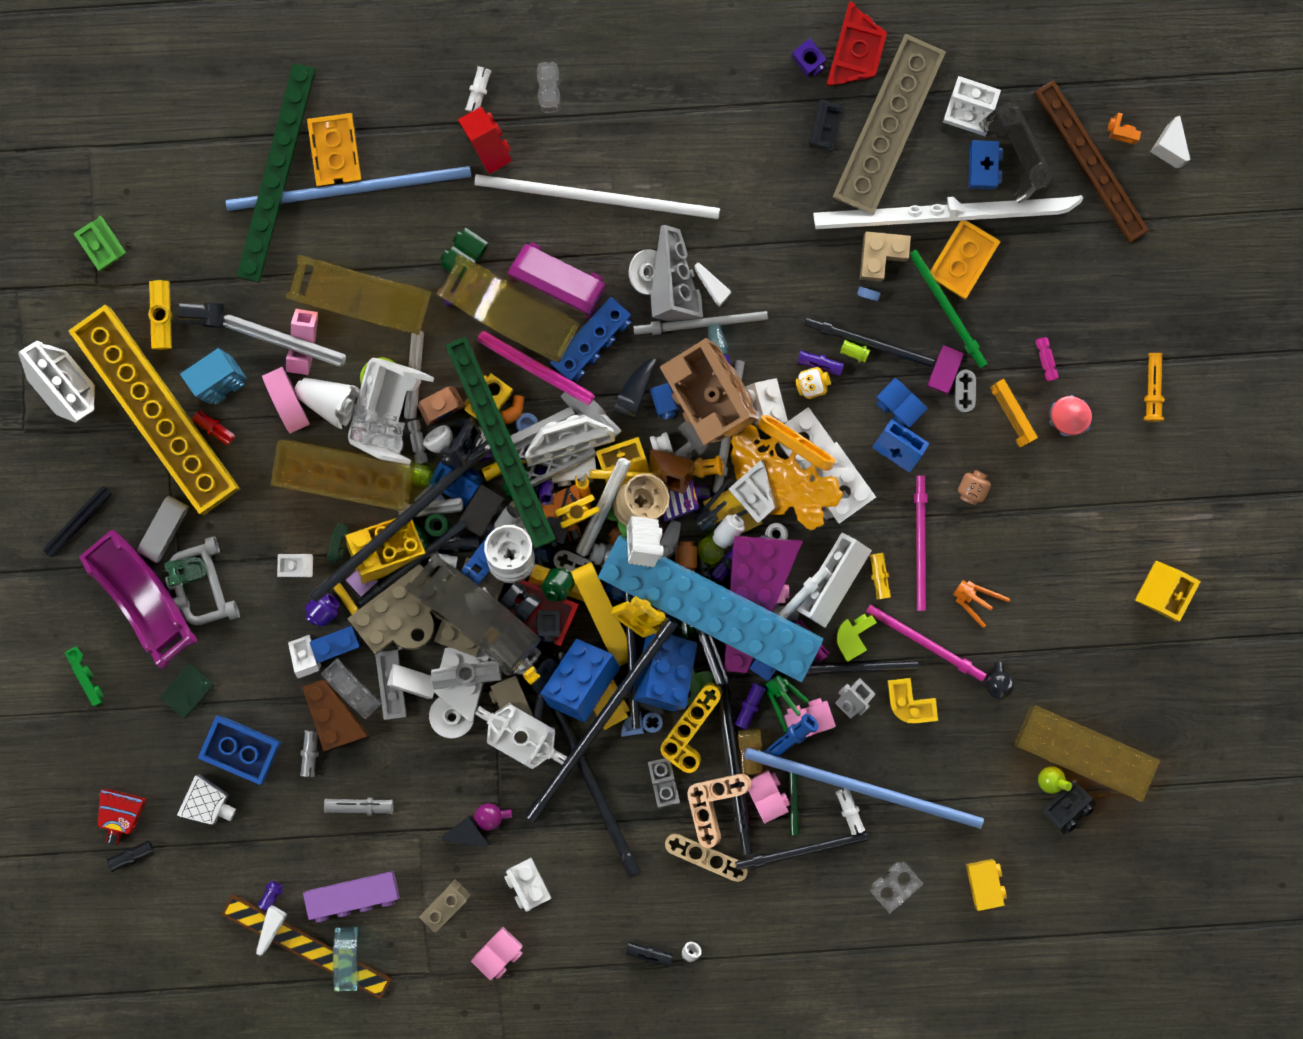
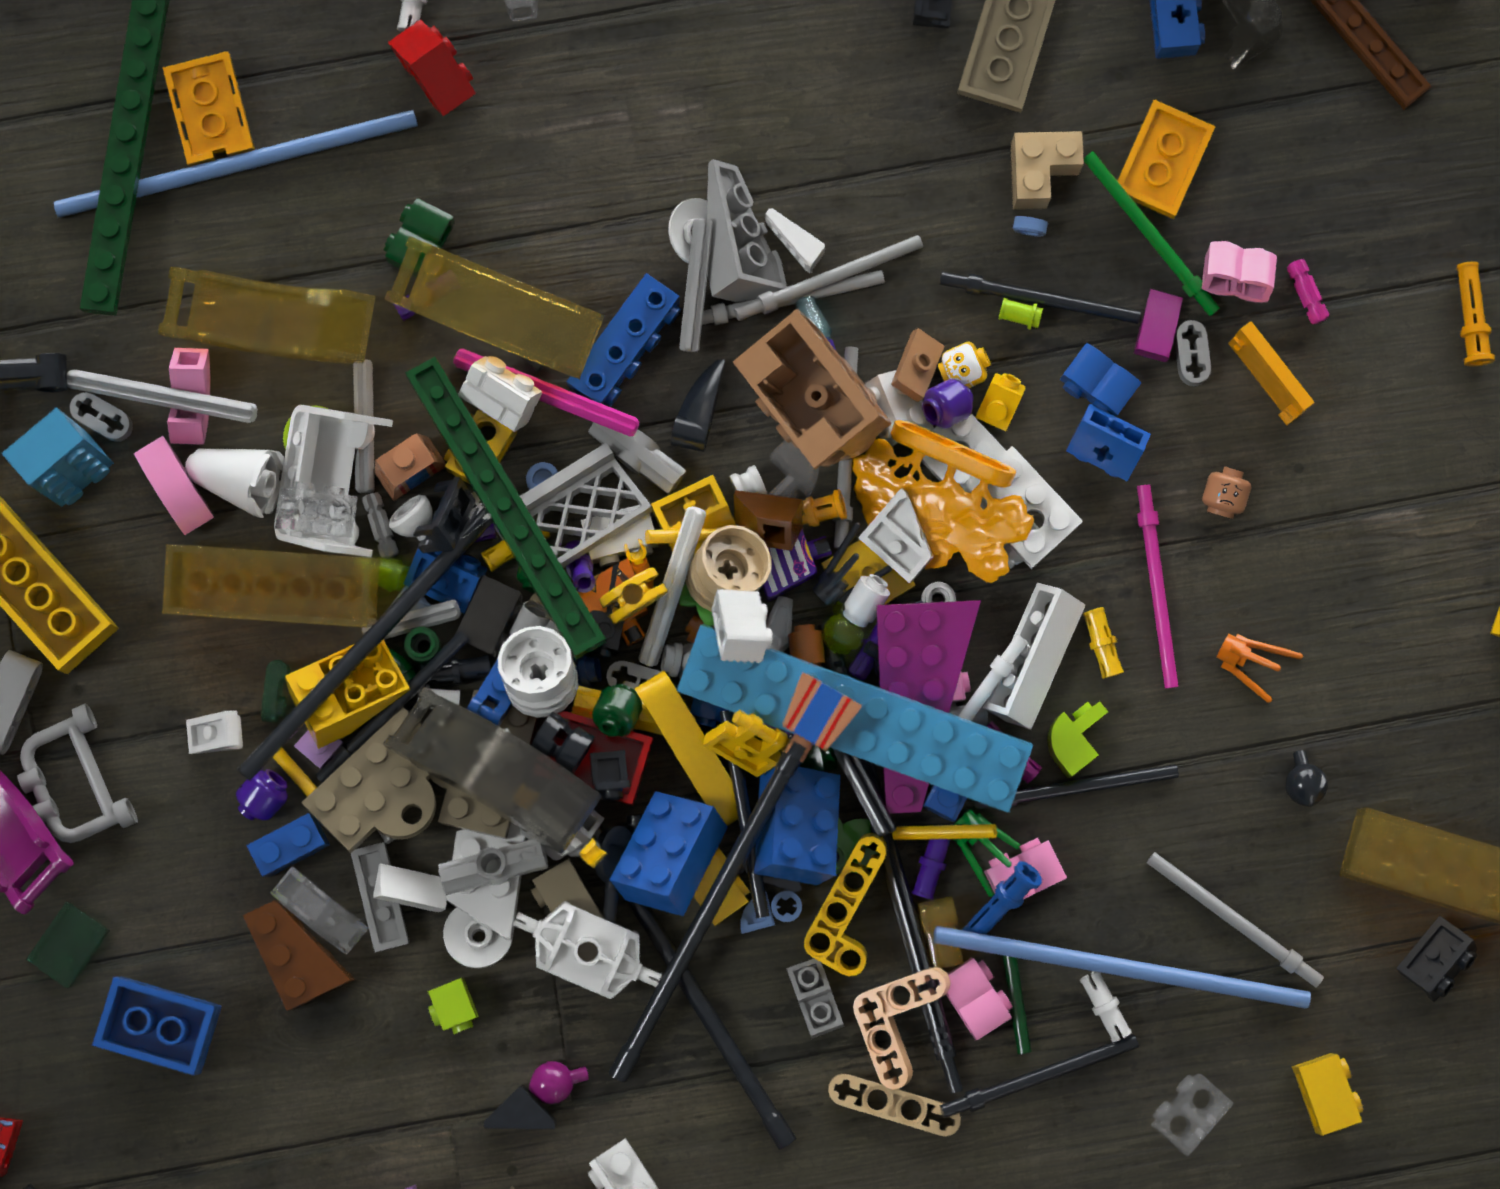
camera: 10 degrees left, 5 degrees down
(193, 569) = (58, 756): clear green plate -> none
(205, 802) = (113, 1114): white torso -> none
(213, 427) = (68, 540): red axle -> none
(245, 344) = (105, 410): none -> light grey beam
(303, 657) = (240, 871): white slope -> none
(309, 753) = (266, 1018): light grey pin -> none
(358, 806) = (350, 1091): light grey pin -> none
(430, 760) = (452, 1006): none -> lime brick
(506, 365) = (500, 392): none -> white brick
(514, 412) = (522, 462): orange arm -> none
(557, 279) = (563, 254): windscreen -> none
(566, 438) = (606, 488): white wedge -> none
(597, 196) = (608, 132): white piece -> none
(642, 308) = (696, 285): none -> light grey axle
(664, 402) = (746, 417): blue brick -> none
(685, 606) = (816, 716): none -> torso
(690, 324) = (769, 301): none -> light grey bar
(760, 687) = (945, 832): none -> yellow bar
(782, 378) = (917, 365): none -> medium nougat plate
(798, 407) = (947, 404): none -> dark purple head
(826, 364) = (980, 337): dark purple pin -> none
(834, 408) = (1001, 400): none -> yellow bracket
(854, 698) = (1090, 831): light grey brick -> none
(908, 709) = (1169, 837): yellow plate -> none
(951, 212) = (1137, 92): white piece -> none
(963, 665) = (1247, 762): dark pink bar -> none
(973, 796) = (1289, 959): none -> light grey bar
(1002, 341) = (1239, 271): none -> bright pink brick
(1053, 780) = (1407, 920): lime piece -> none
(1070, 416) = (1355, 370): coral hair -> none

